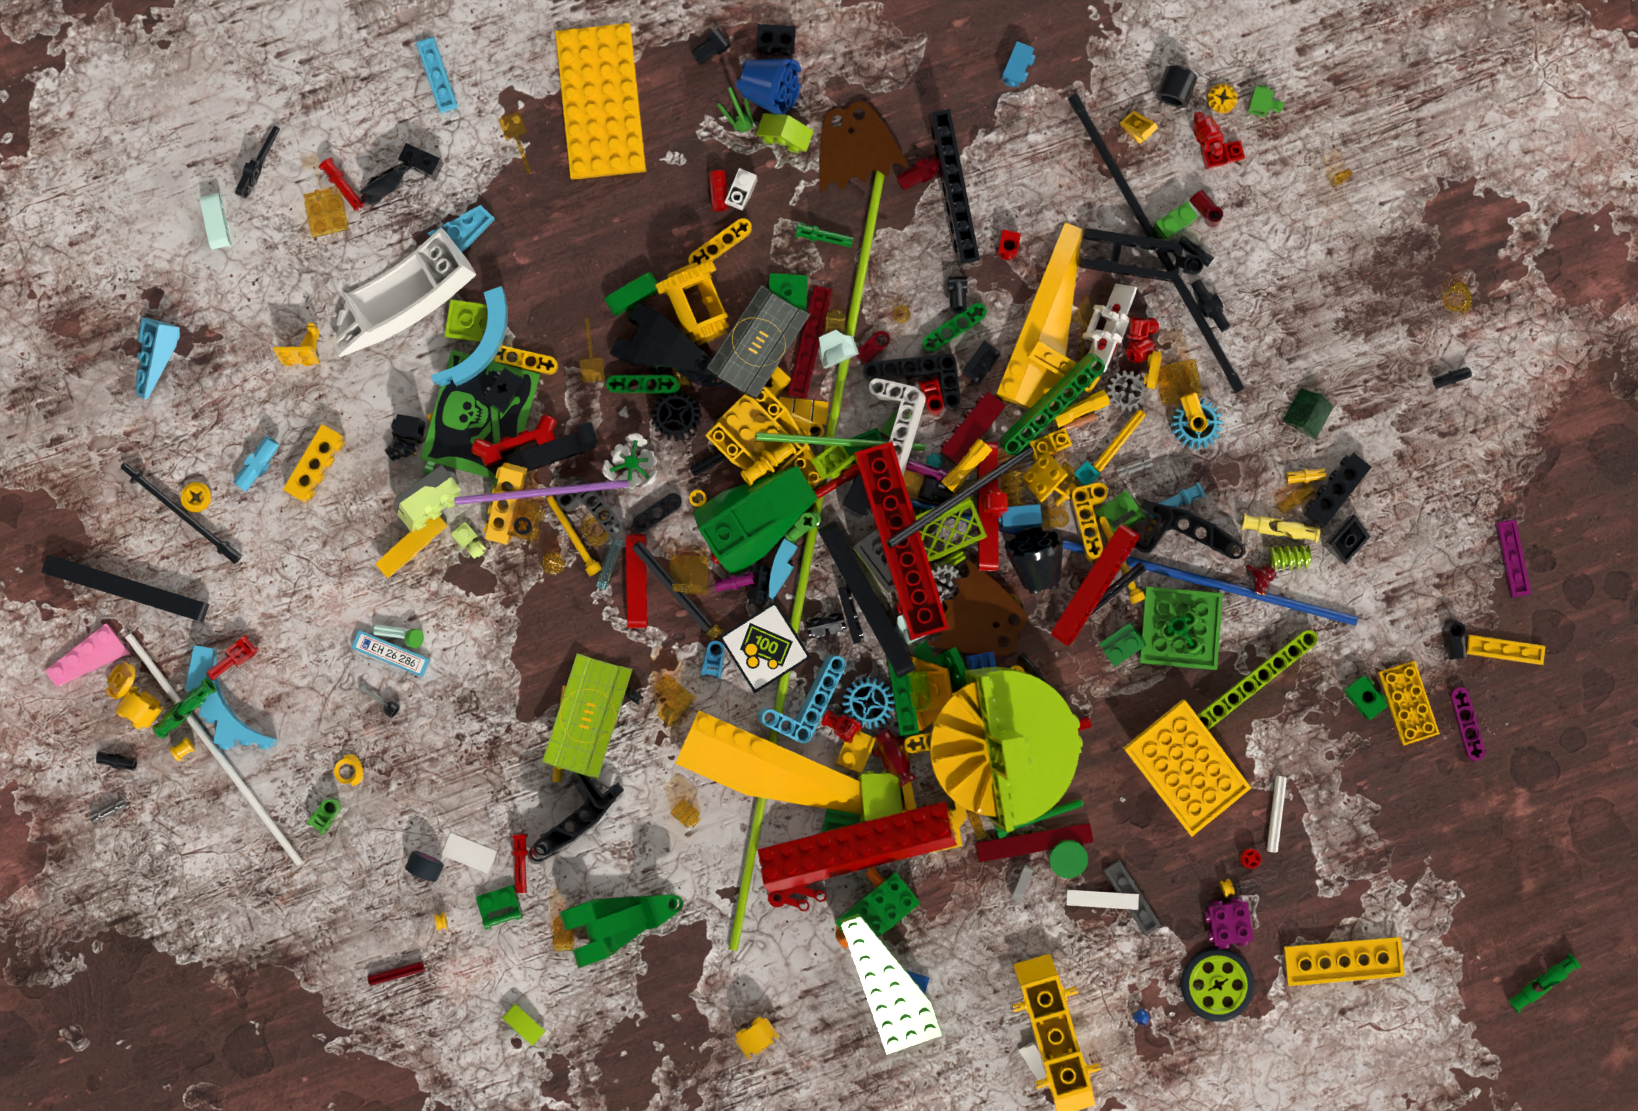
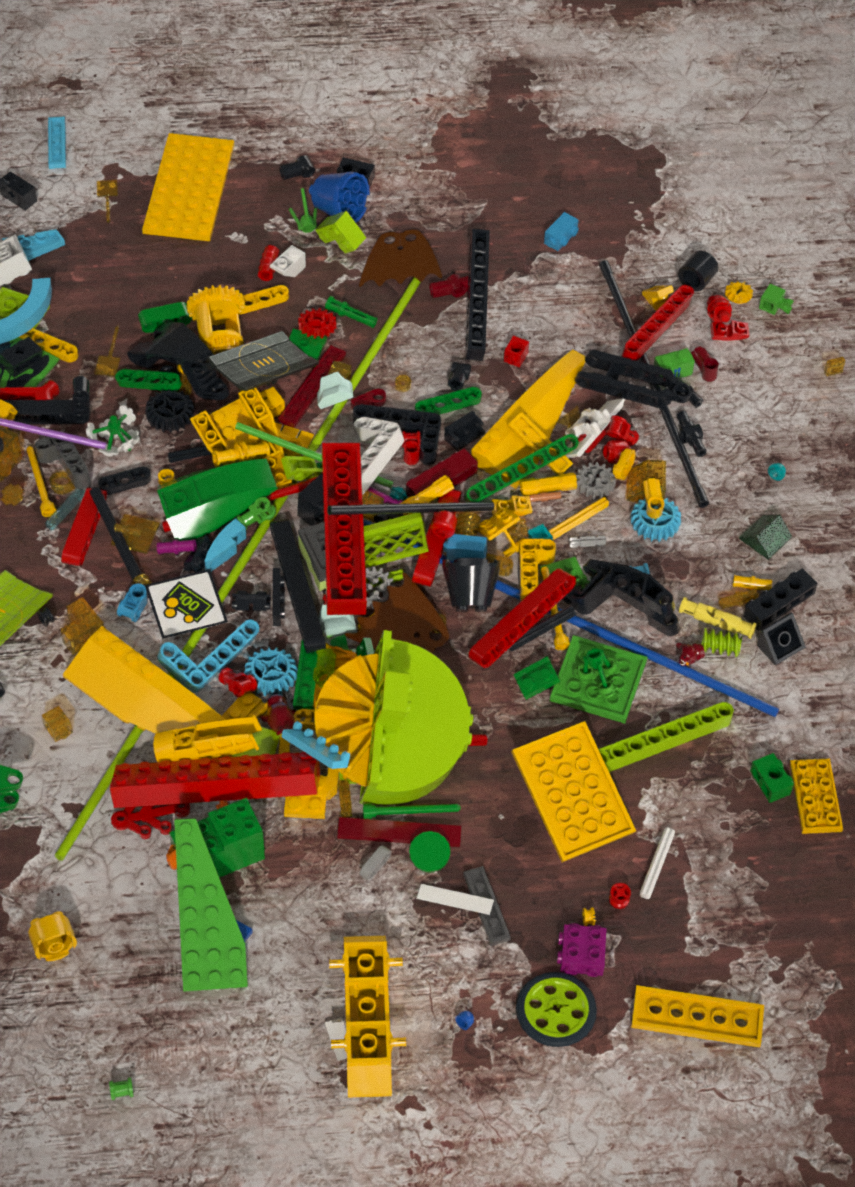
camera: 10 degrees right, 30 degrees down
(793, 269) = (317, 323): none -> red gear
(803, 816) = (207, 740): none -> yellow piece
(943, 802) = (316, 748): none -> medium azure hinge
(1152, 165) = (658, 323): none -> red beam
(1306, 331) = (777, 471): none -> teal plate

